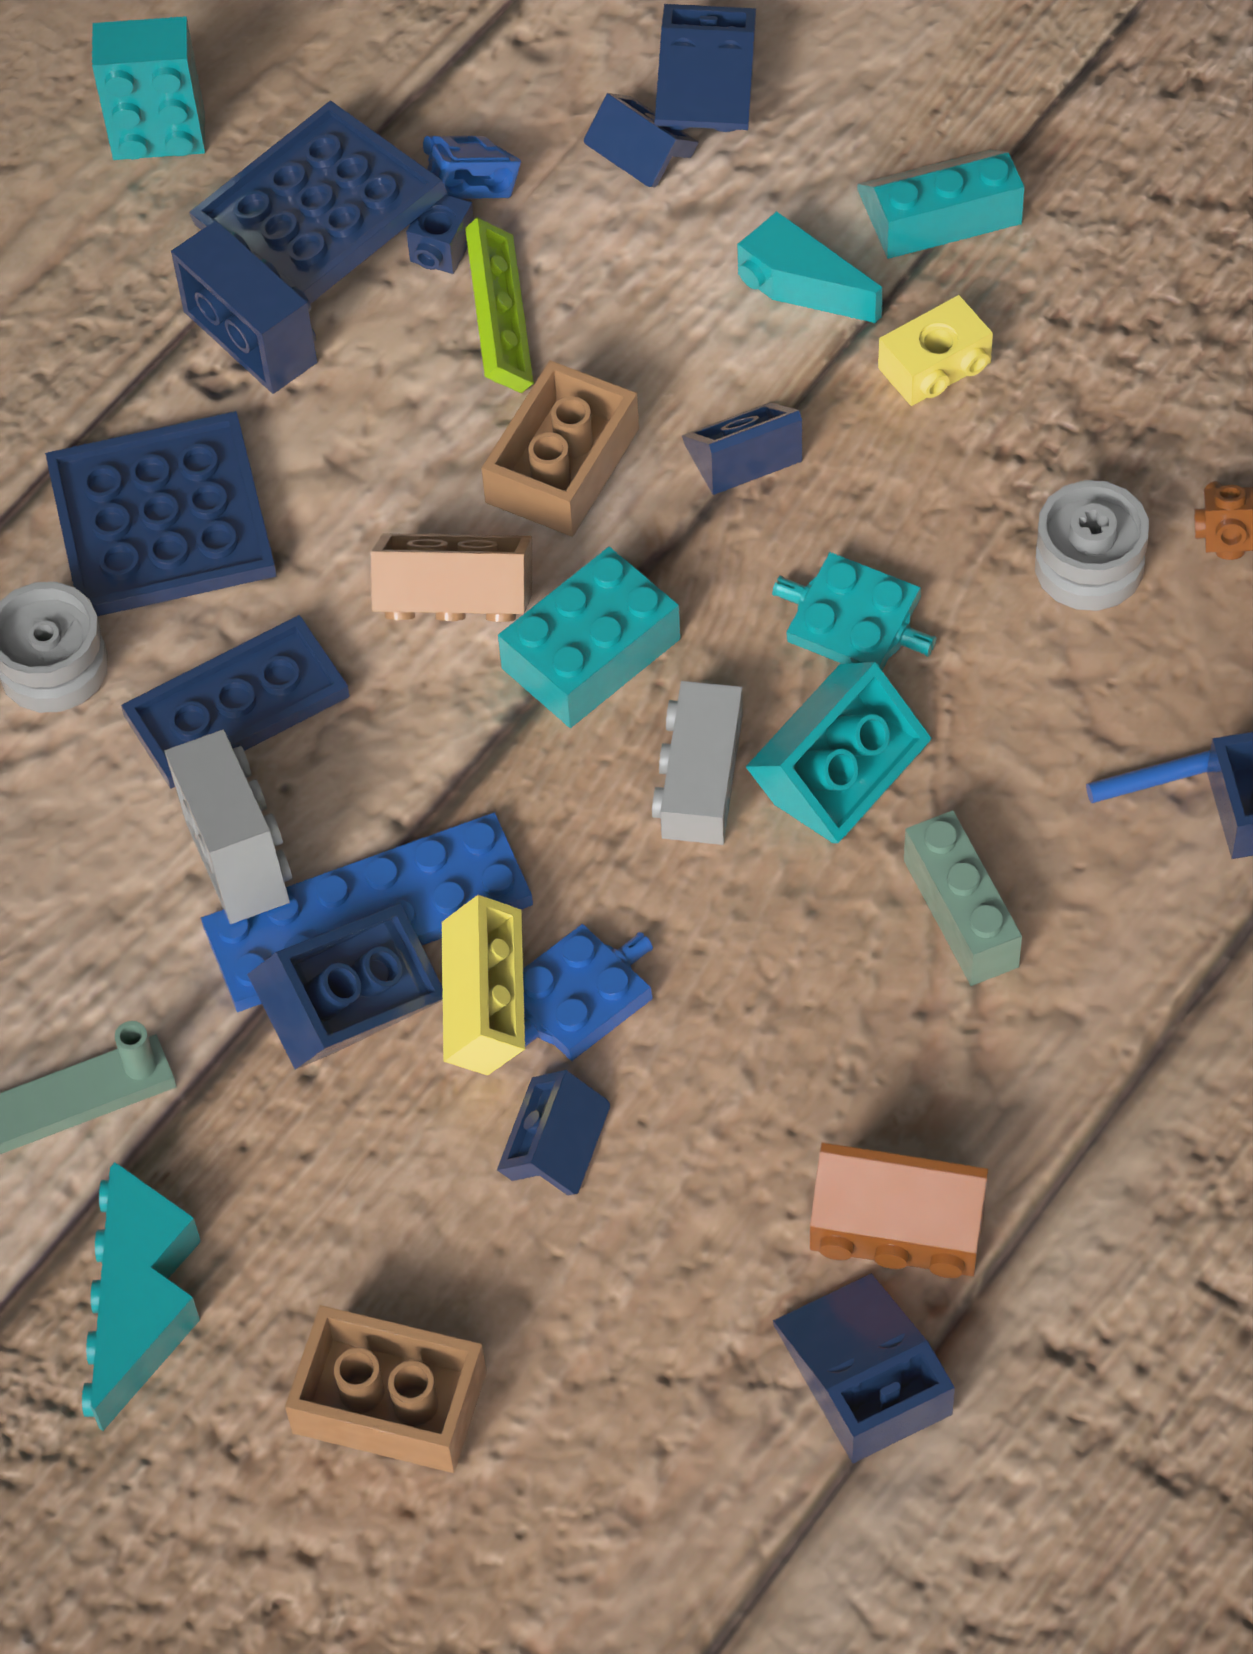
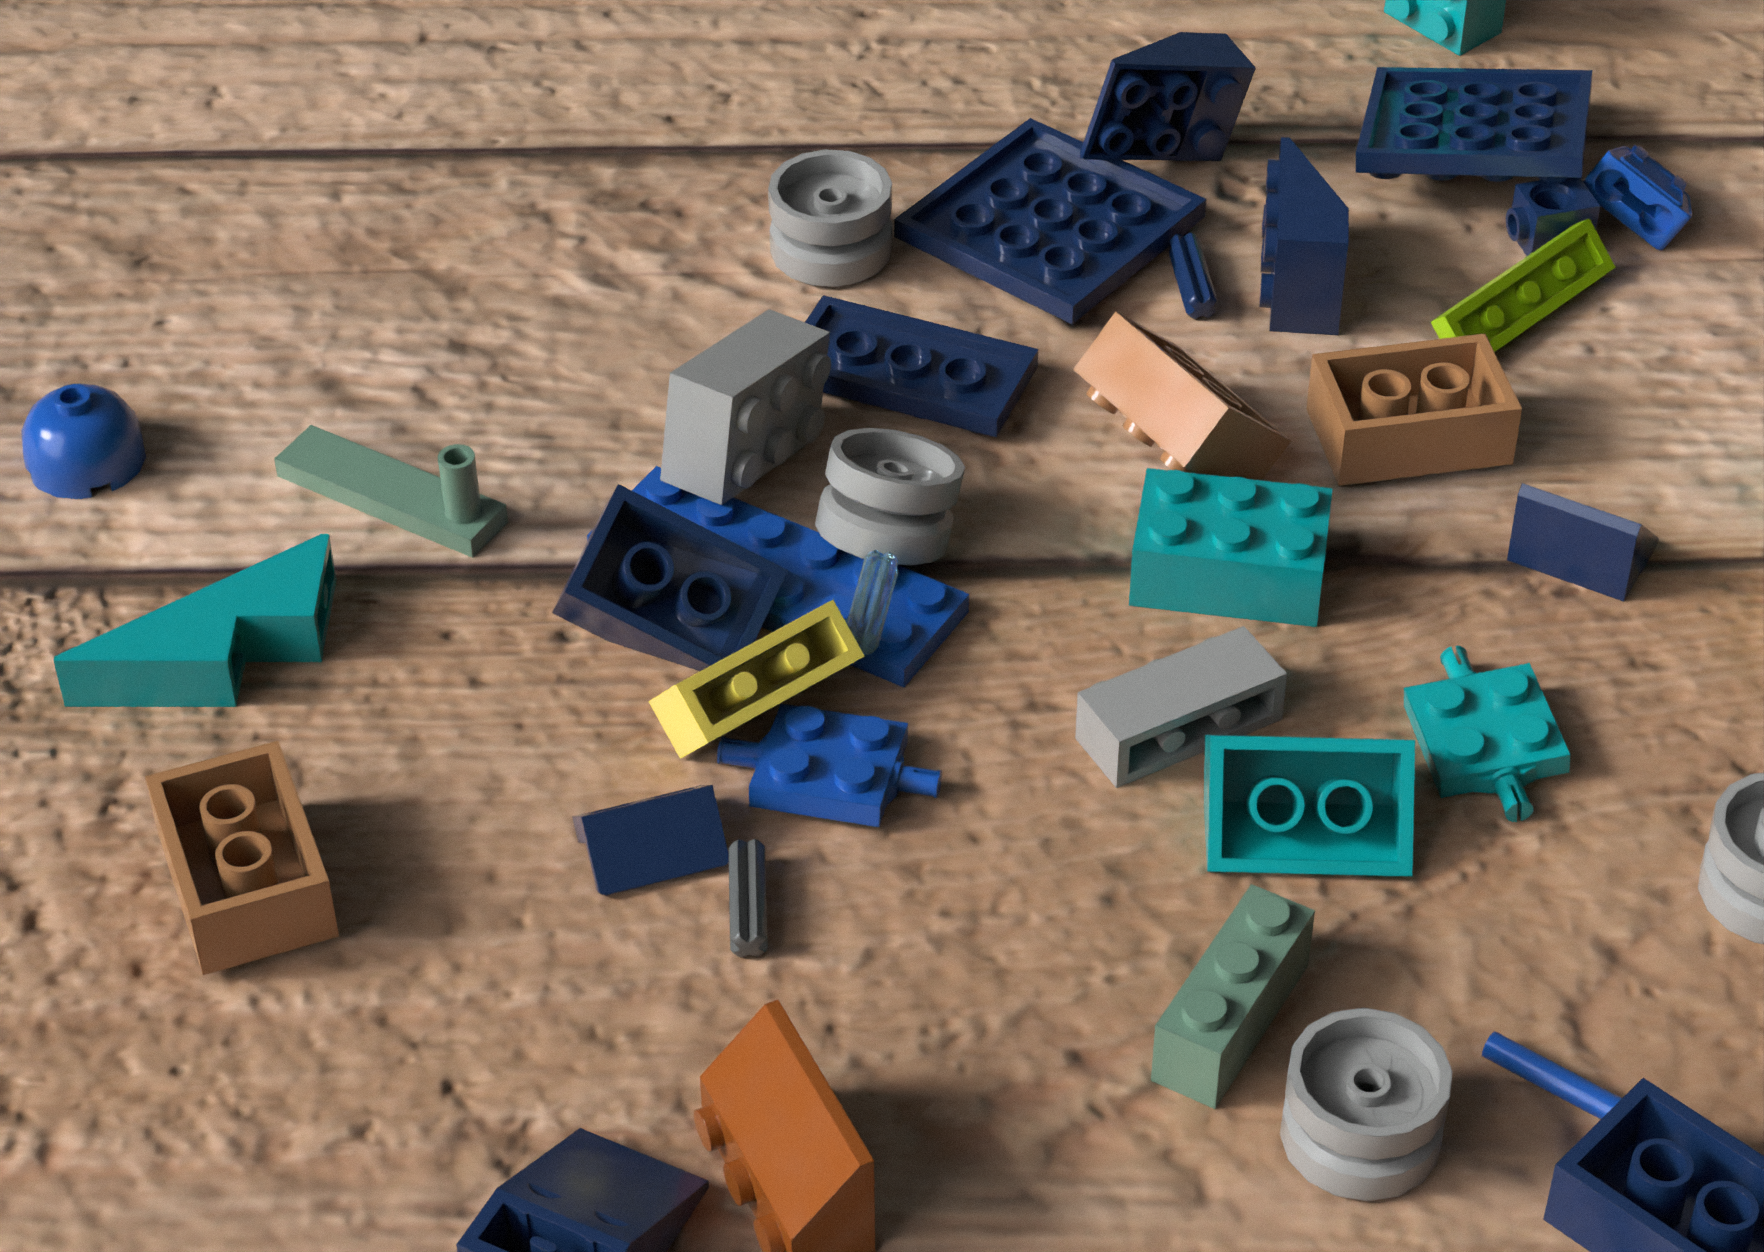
camera: 50 degrees right, 15 degrees down
(142, 356) = (1170, 100): none -> dark blue slope
(245, 306) = (1321, 109): dark blue brick -> none
(295, 473) = (1192, 276): none -> dark blue axle
(350, 391) = (1302, 246): none -> dark blue slope
(385, 798) = (889, 495): none -> light grey wheel
(468, 869) = (872, 599): none -> clear light blue axle
(654, 1110) = (747, 898): none -> dark grey axle
(1102, 887) = (1365, 1104): none -> light grey wheel

